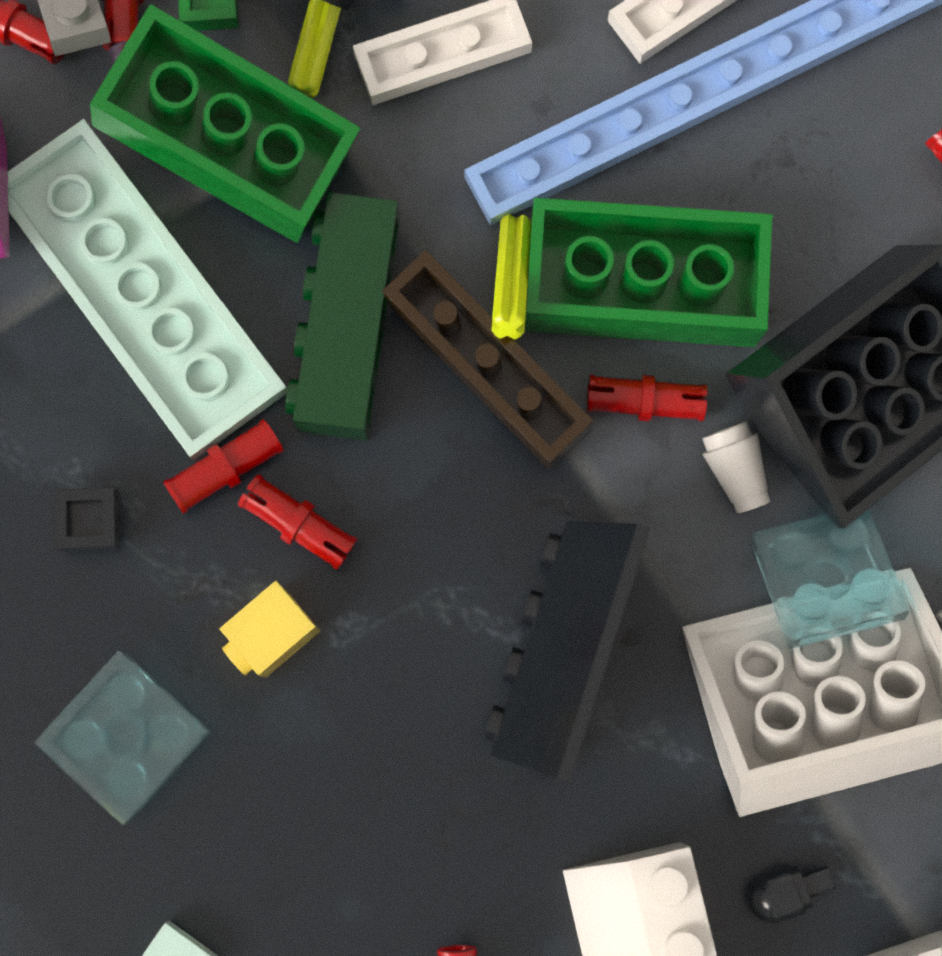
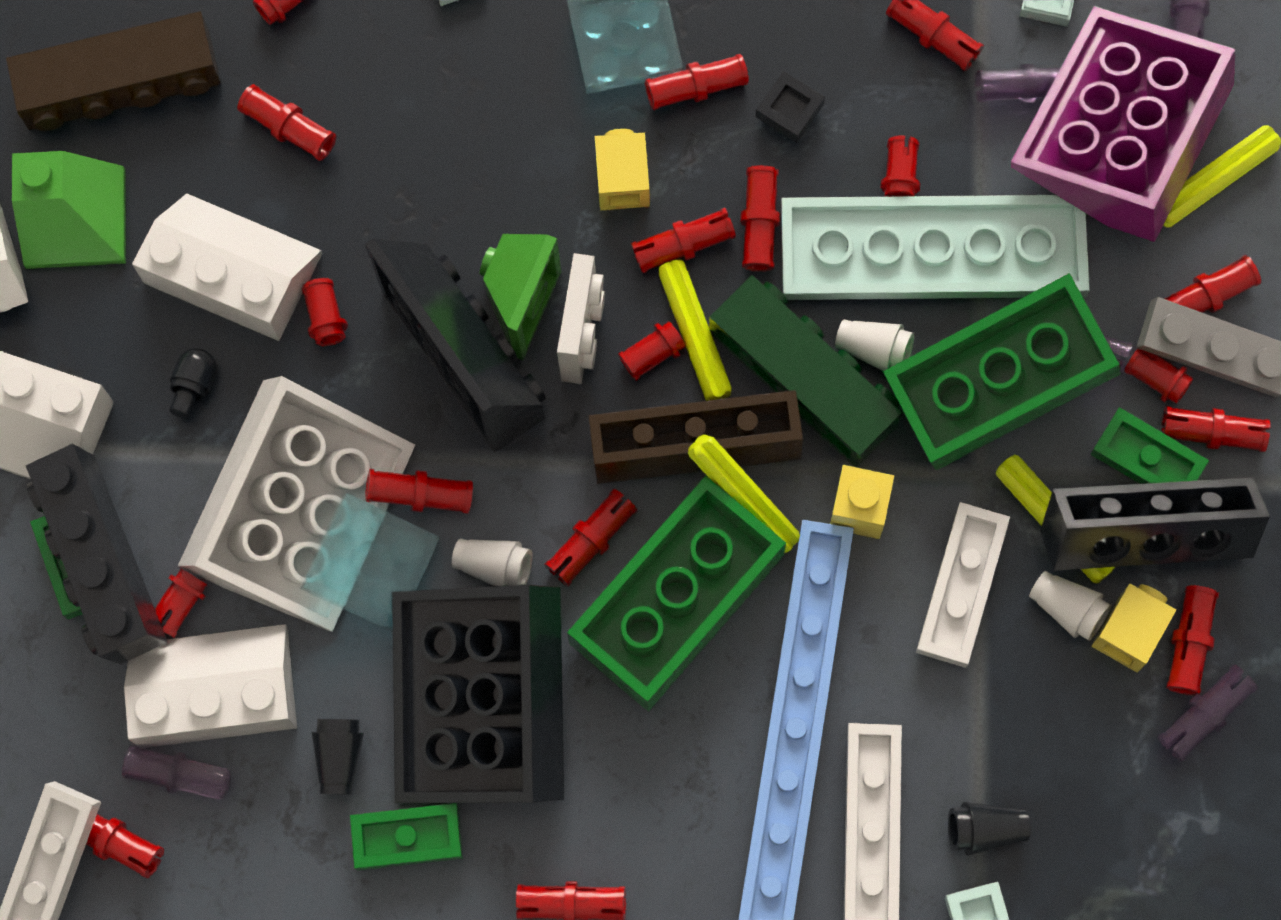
camera: 130 degrees right, 5 degrees down
(79, 371) = (901, 168): none -> red pin
(123, 629) = (696, 81): none -> red pin
(271, 272) = (875, 343): none -> white cone
(378, 449) = (694, 330): none -> neon yellow axle
(428, 472) = (652, 350): none -> red pin
(435, 178) = (862, 501): none -> light yellow brick
(463, 636) = (520, 283): none -> bright green slope
(478, 536) = (577, 333): none -> white plate
(624, 815) = (325, 319): none -> red pin
(729, 582) = (418, 491): none -> red pin

